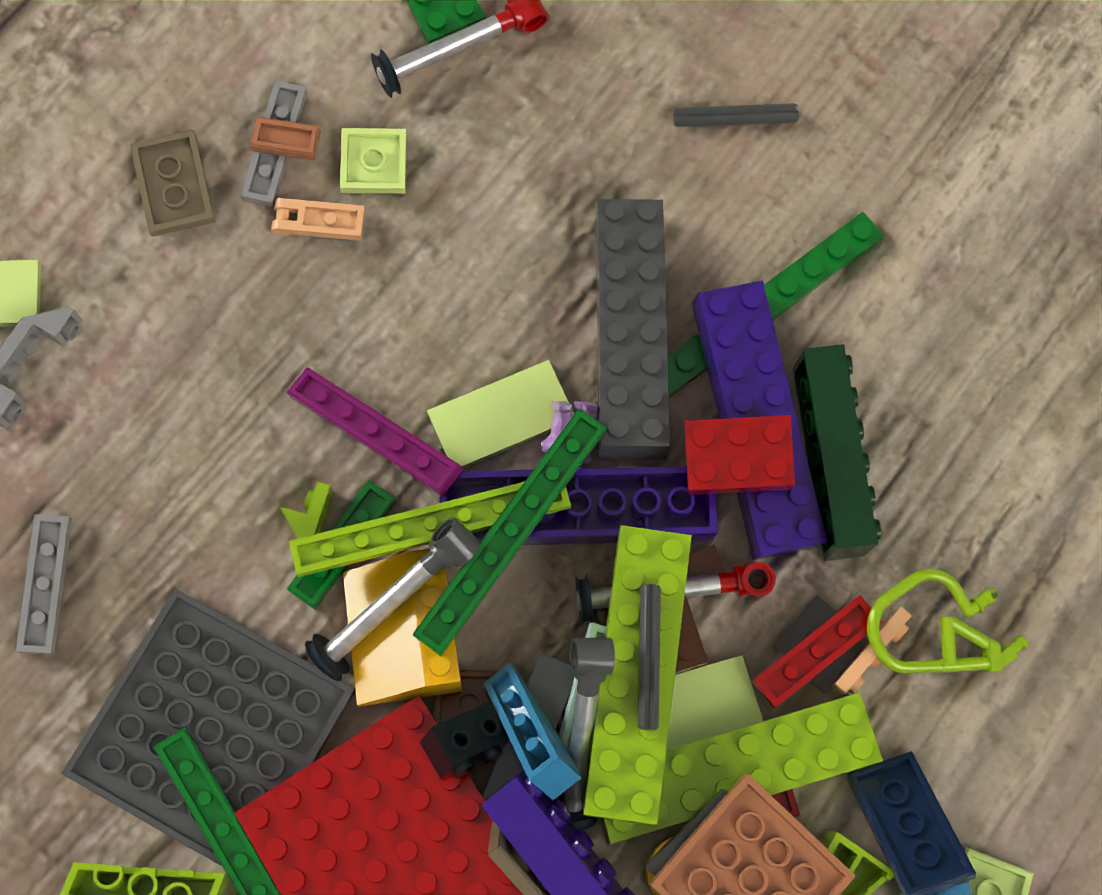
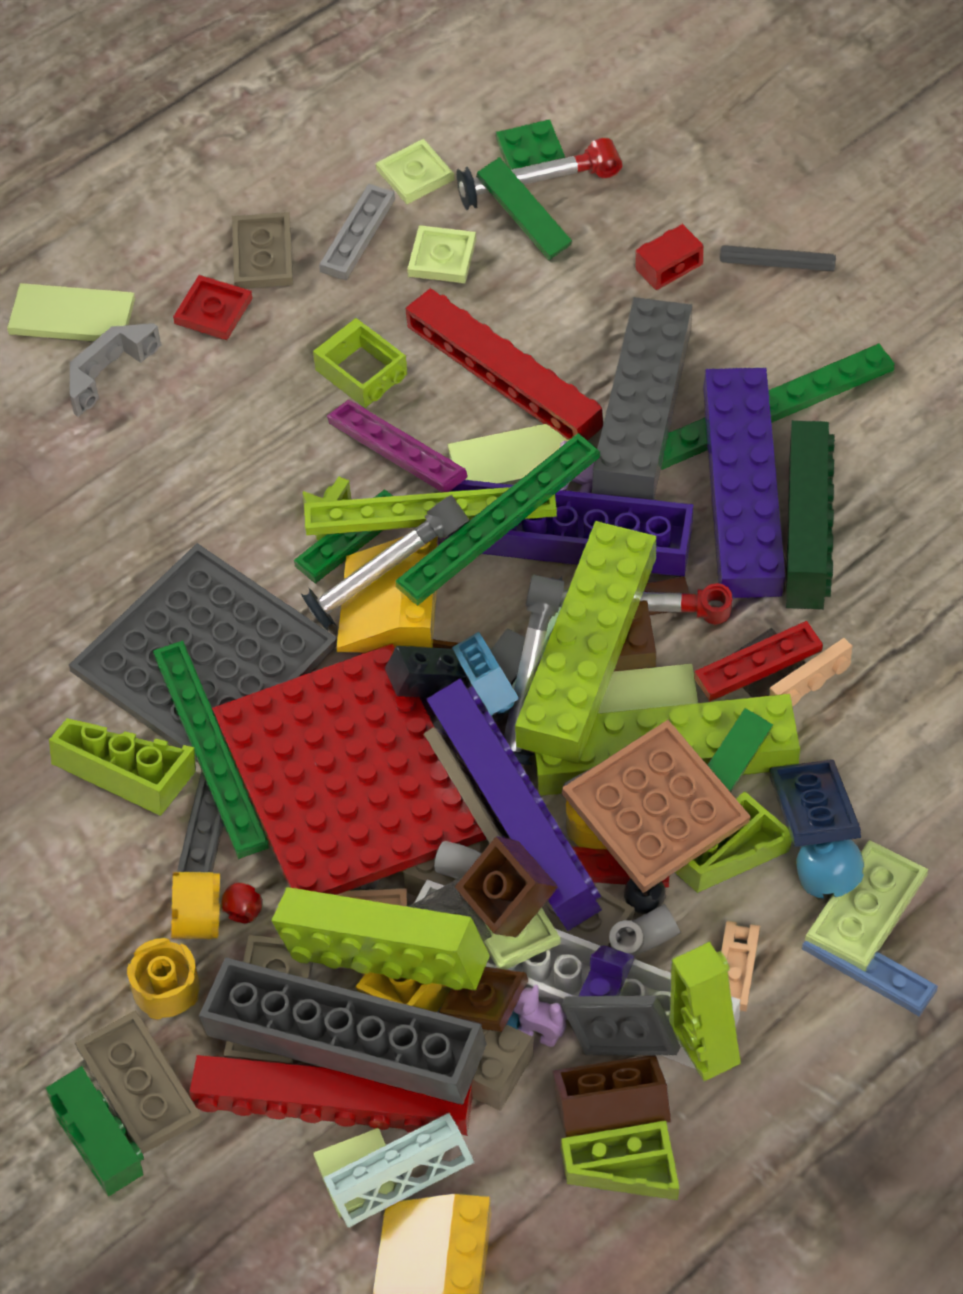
camera: 20 degrees right, 20 degrees down
(44, 584) = (85, 528): light grey plate -> none
(131, 267) = (212, 307): none -> red plate
(285, 138) = (368, 225): nougat tile -> none
(286, 300) = (345, 343): none -> lime window
(319, 219) = (380, 290): light nougat plate -> none
(322, 52) = (415, 171): none -> yellowish green tile
(453, 91) = (524, 208): none -> green tile
(470, 303) = (503, 366): none -> red brick
(621, 131) = (669, 257): none -> red brick
(649, 657) = (596, 612): dark grey axle -> none
(739, 455) = (713, 487): red brick -> none
(821, 784) = (739, 748): none -> green tile
(993, 655) = (925, 697): lime piece -> none

